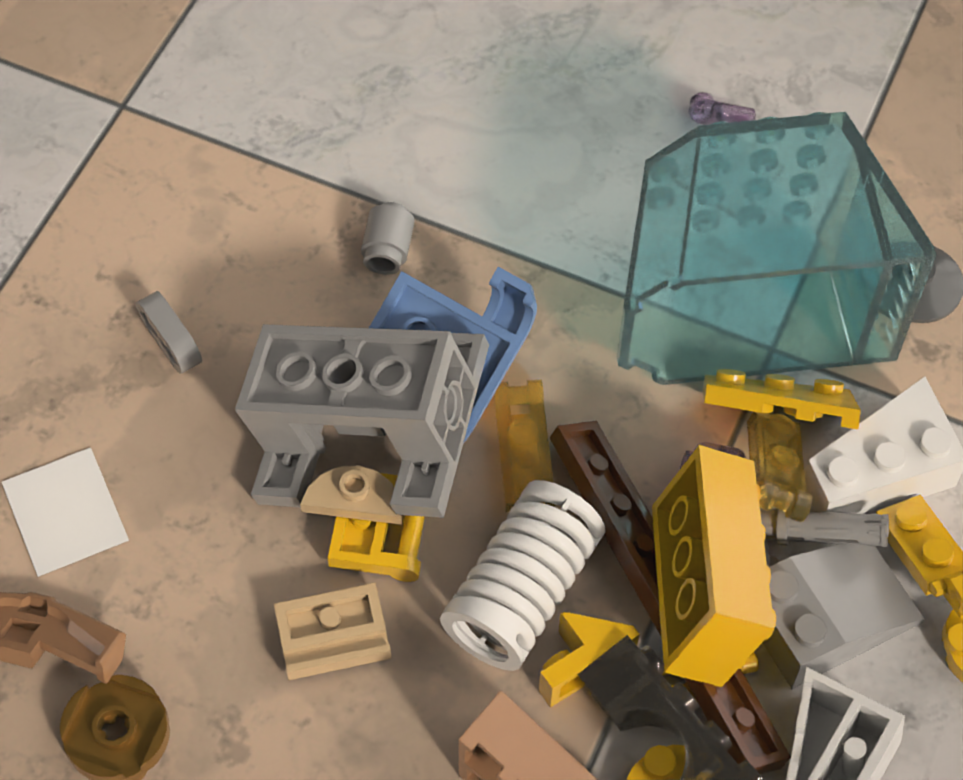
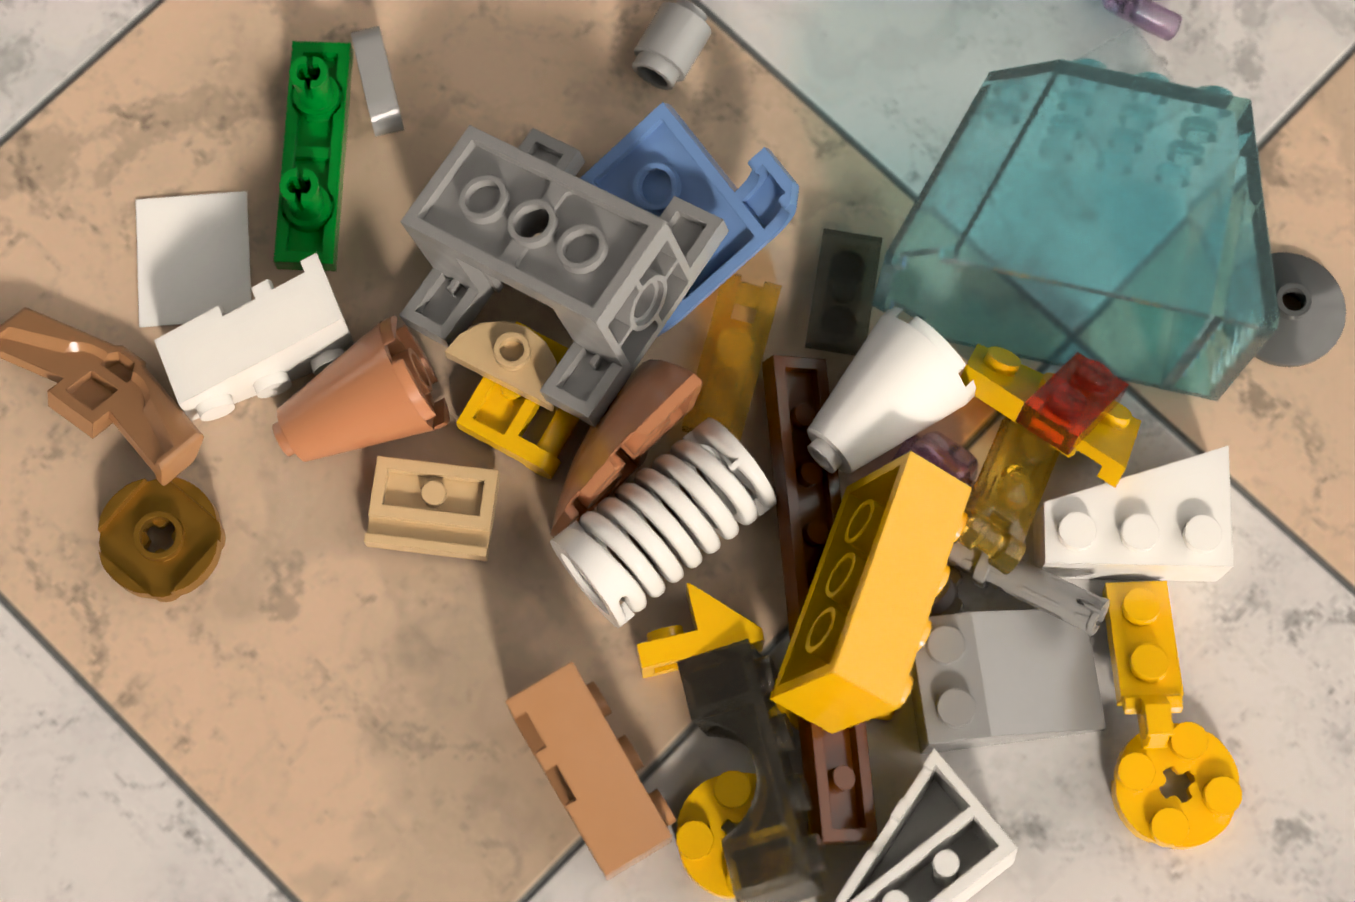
camera: 20 degrees right, 15 degrees up
(138, 403) = (313, 154): none -> green plate
(148, 549) = (256, 346): none -> white wedge
(245, 564) = (363, 398): none -> nougat cone
(473, 502) = (639, 416): none -> nougat brick
(589, 370) = (843, 292): none -> clear smoke plate
(659, 420) = (889, 393): none -> white cone
(799, 380) = (1072, 403): none -> clear red plate

